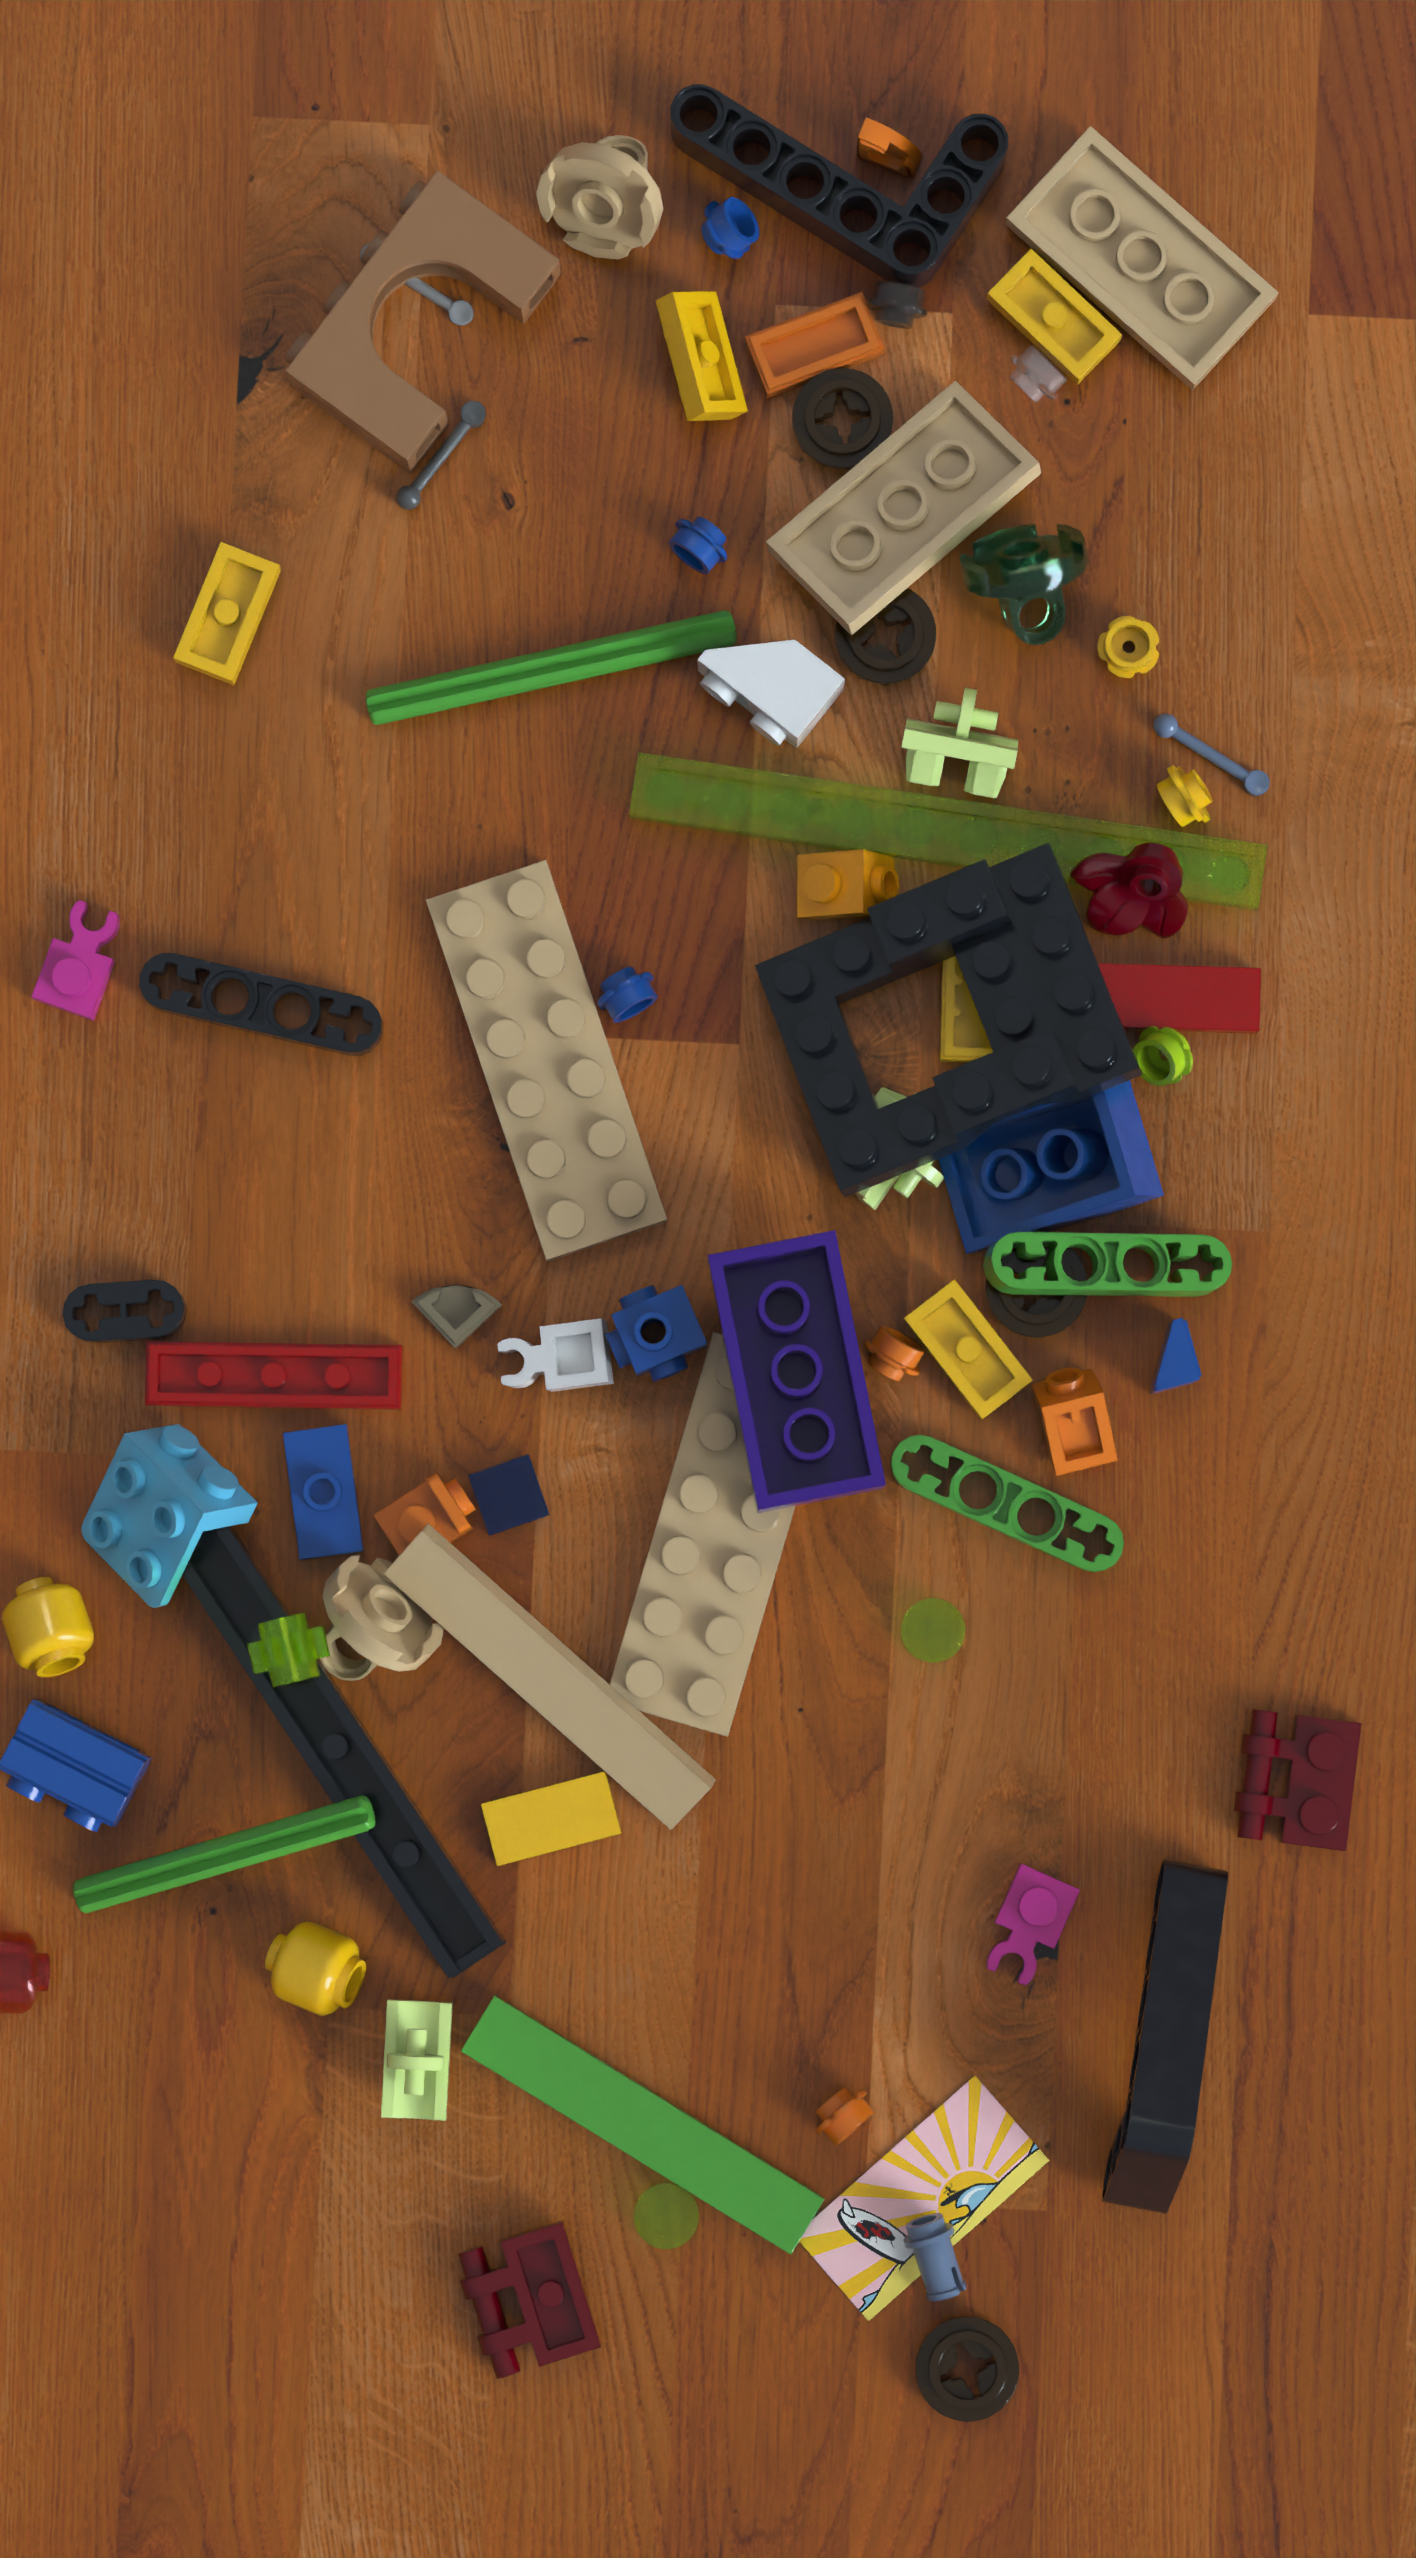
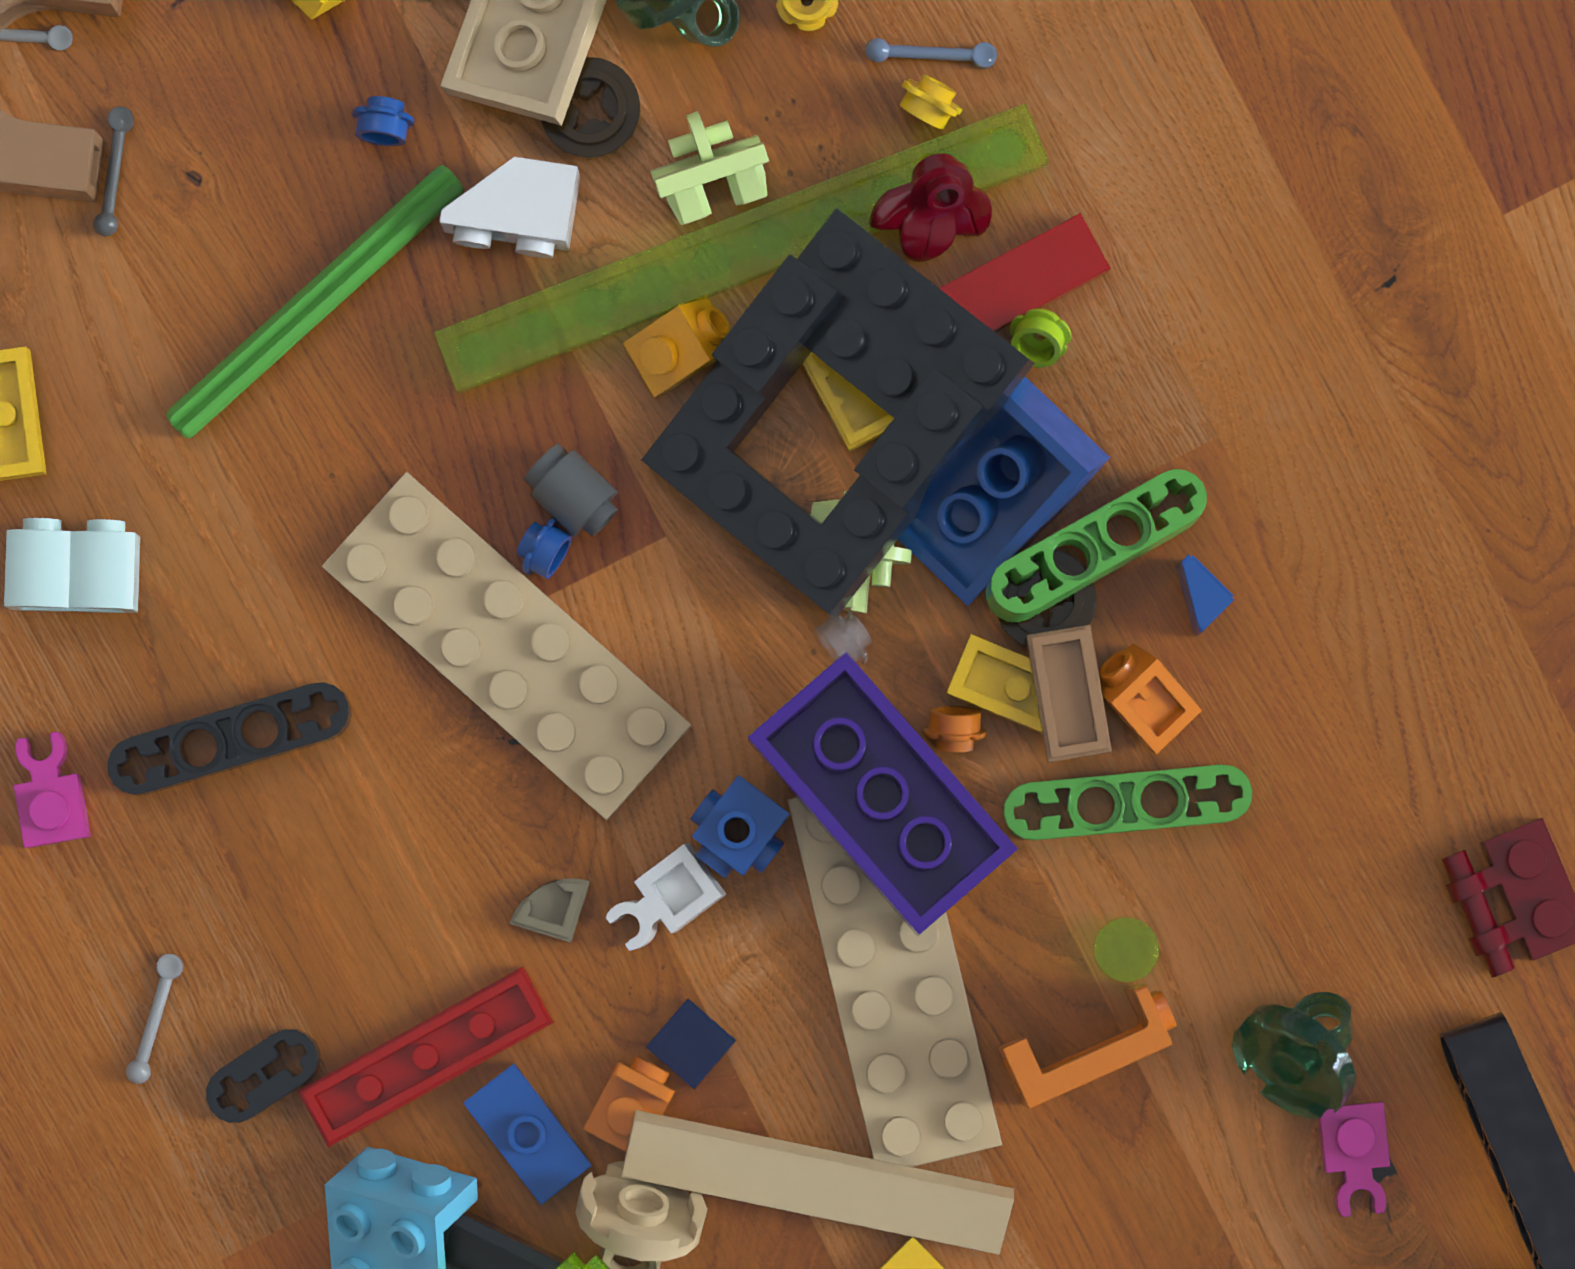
camera: 30 degrees left, 0 degrees up
(96, 1172) = (169, 968): none -> light grey hinge
(209, 780) = (72, 568): none -> light aqua brick
(679, 958) = (572, 491): none -> dark grey brick
(845, 1218) = (844, 635): none -> clear plate
(910, 1714) = (1043, 1084): none -> orange panel
(1009, 1379) = (1068, 693): none -> medium nougat tile
(1027, 1805) = (1297, 1056): none -> clear green tile

